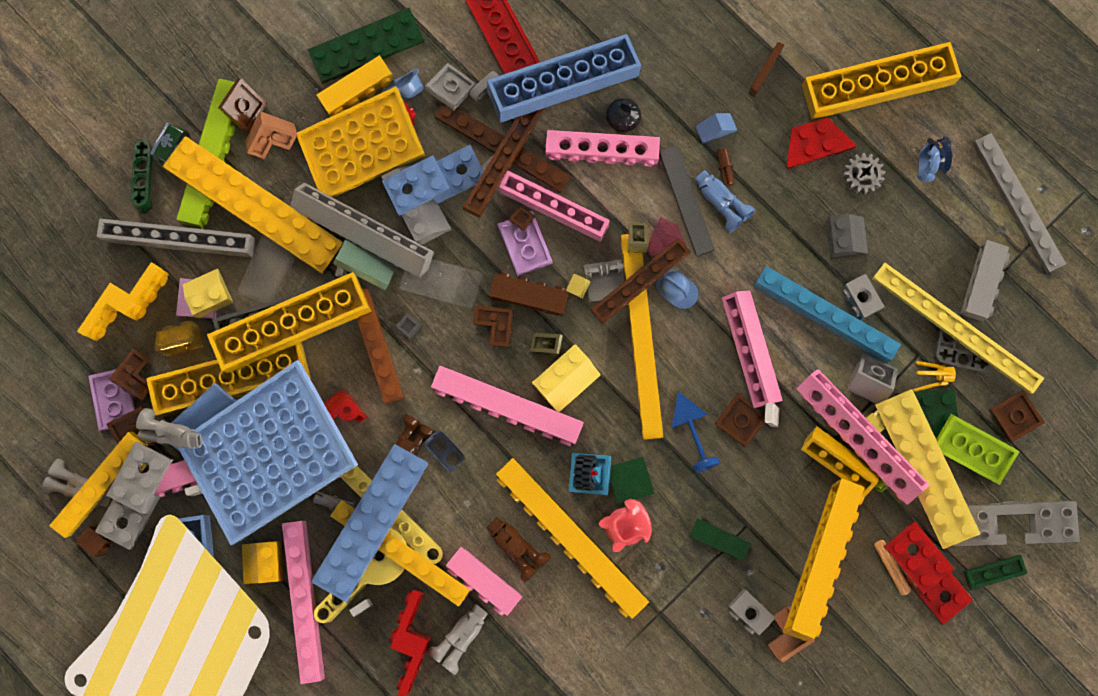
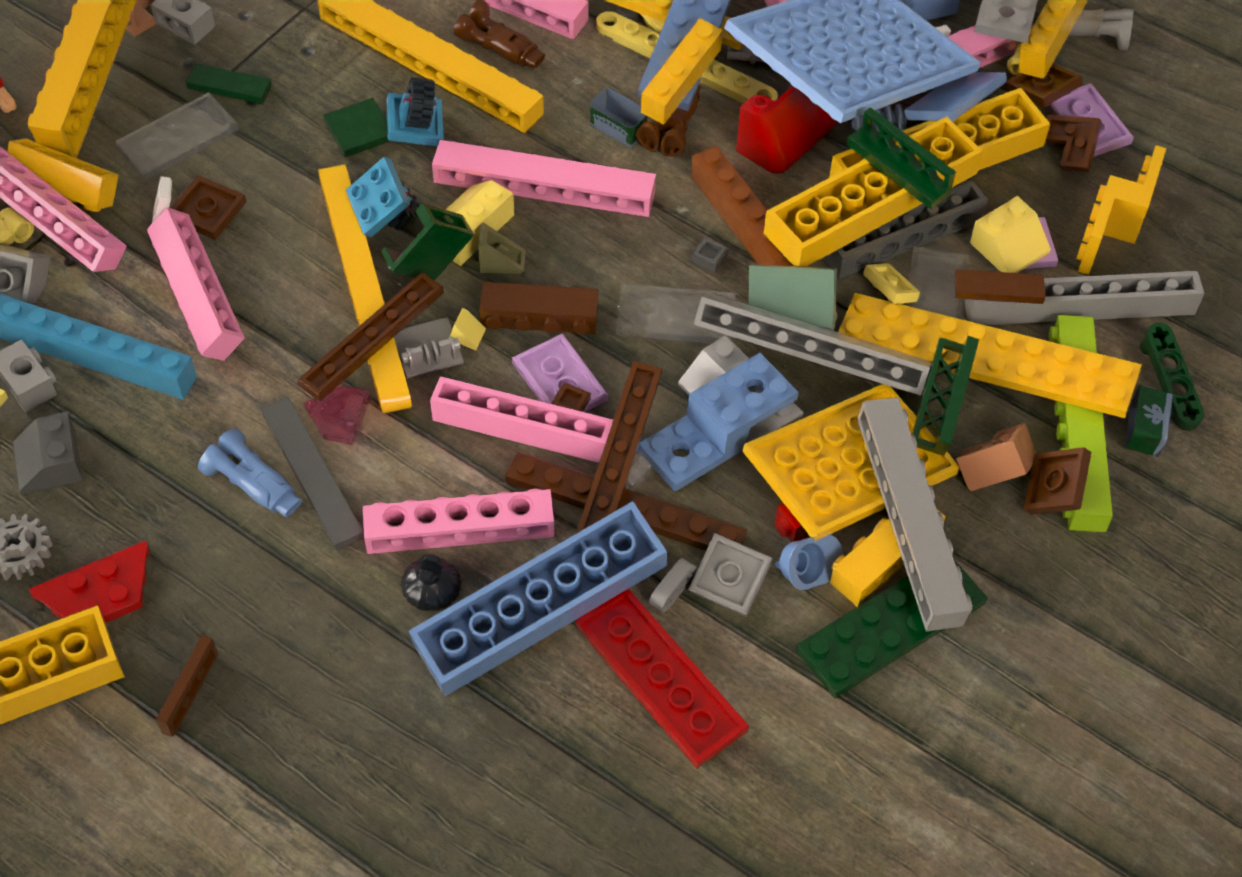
camera: 165 degrees right, 25 degrees down
(165, 432) = (1022, 68): light grey piece -> none
(178, 339) = (1030, 176): clear yellow slope -> none
(230, 241) = (999, 286): none -> reddish brown tile
(267, 327) = (901, 162): none -> dark green fence
(285, 167) = (955, 394): none -> dark green fence
(296, 274) = (891, 283): none -> light yellow plate
(336, 92) = (914, 515): none -> light grey brick
(394, 458) = (681, 71): none -> yellow brick
(499, 319) = (578, 273): reddish brown plate -> none
(599, 339) = (434, 247): none -> dark green panel
(620, 388) = (382, 199): none -> dark azure plate
(627, 525) = (353, 72): coral hair -> none
(637, 238) = (381, 380): olive slope -> none
(677, 289) = (307, 349): medium blue piece -> none
(684, 413) = (285, 210): blue piece -> none
(716, 127) = (268, 584): medium blue slope -> none
(725, 167) = (250, 527): reddish brown axle -> none
(759, 495) = (177, 135): none -> clear tile

